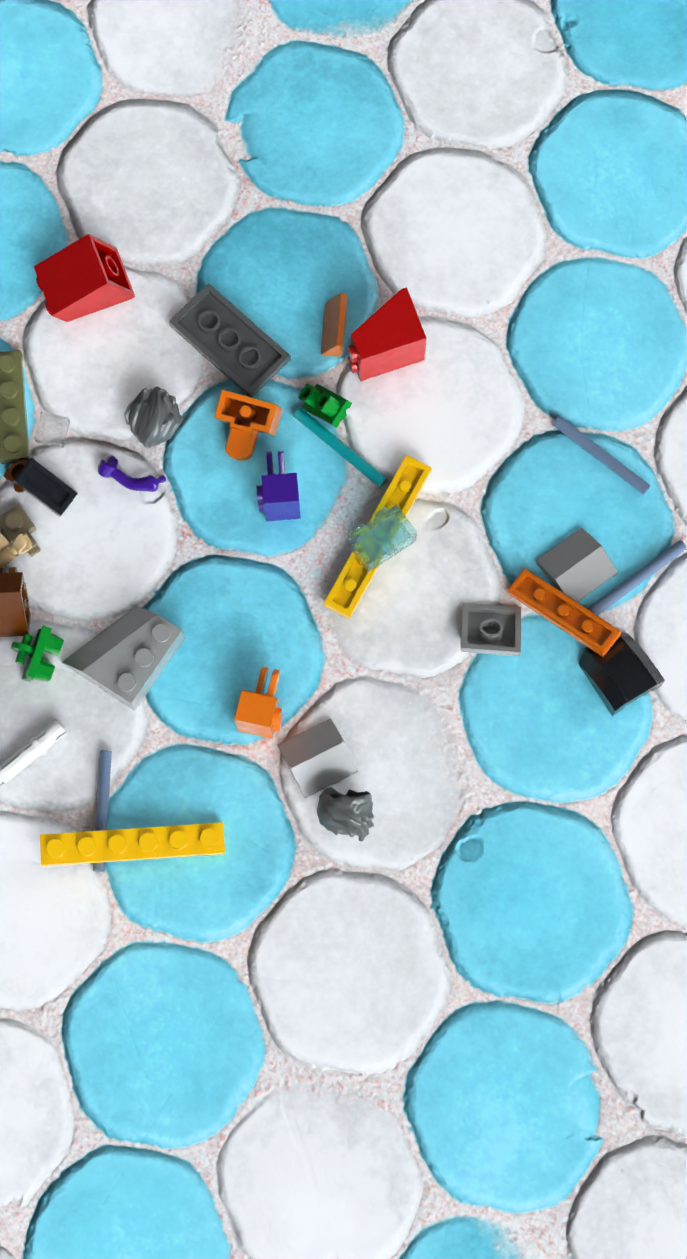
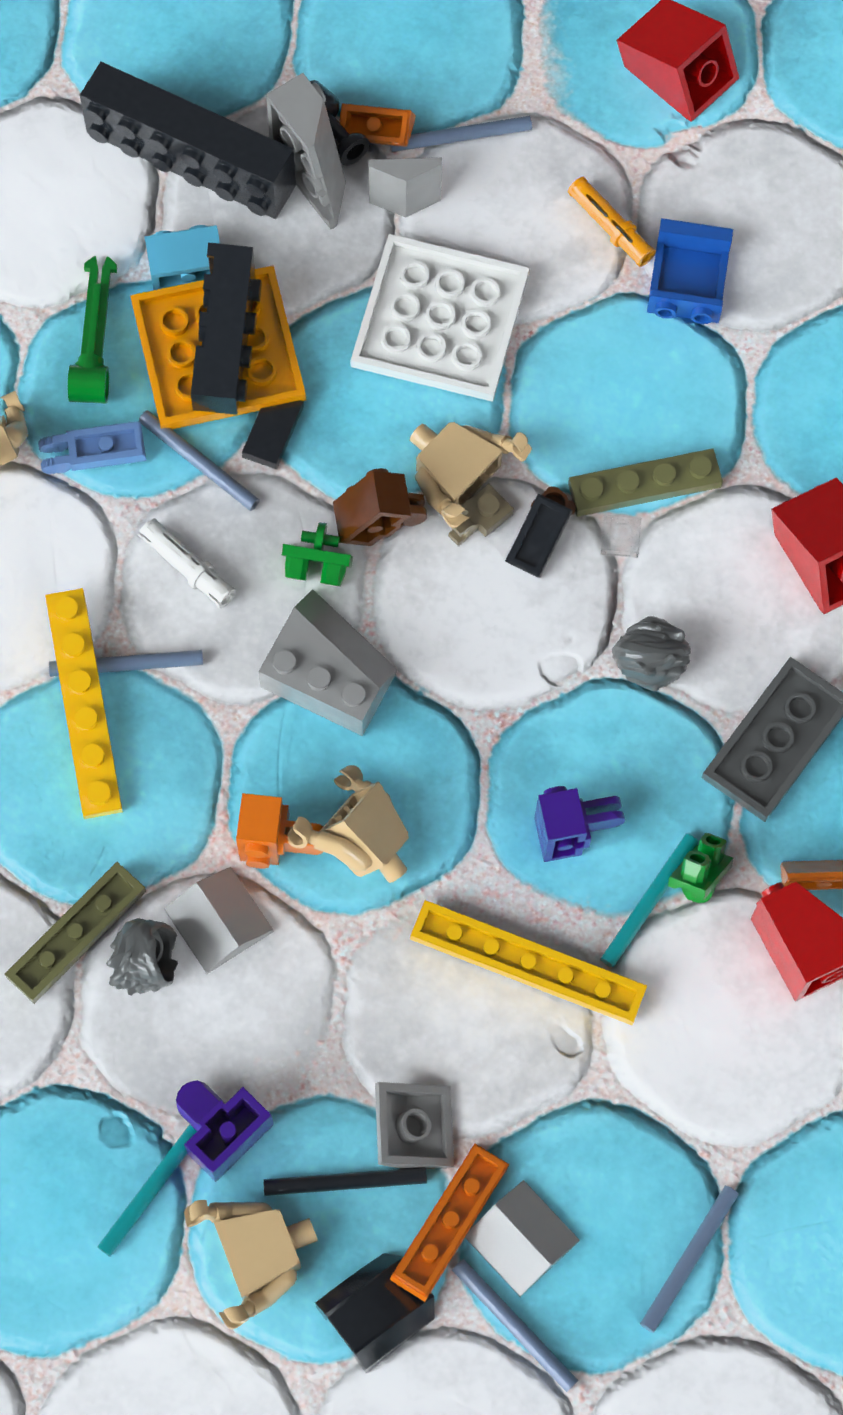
camera: 80 degrees right, 5 degrees down
(147, 484) = (560, 654): dark purple piece -> none
(246, 419) = (664, 771): orange brick -> none
(266, 638) = (362, 831): none -> tan torso
(317, 865) = (75, 932): none -> olive plate
(381, 537) = (519, 960): clear light blue brick -> none
(482, 765) = (222, 1128): none -> dark purple brick
(515, 823) = (146, 1194): none -> teal piece
(525, 686) = (345, 1181): none -> black piece
(573, 750) = (257, 1250): none -> tan torso

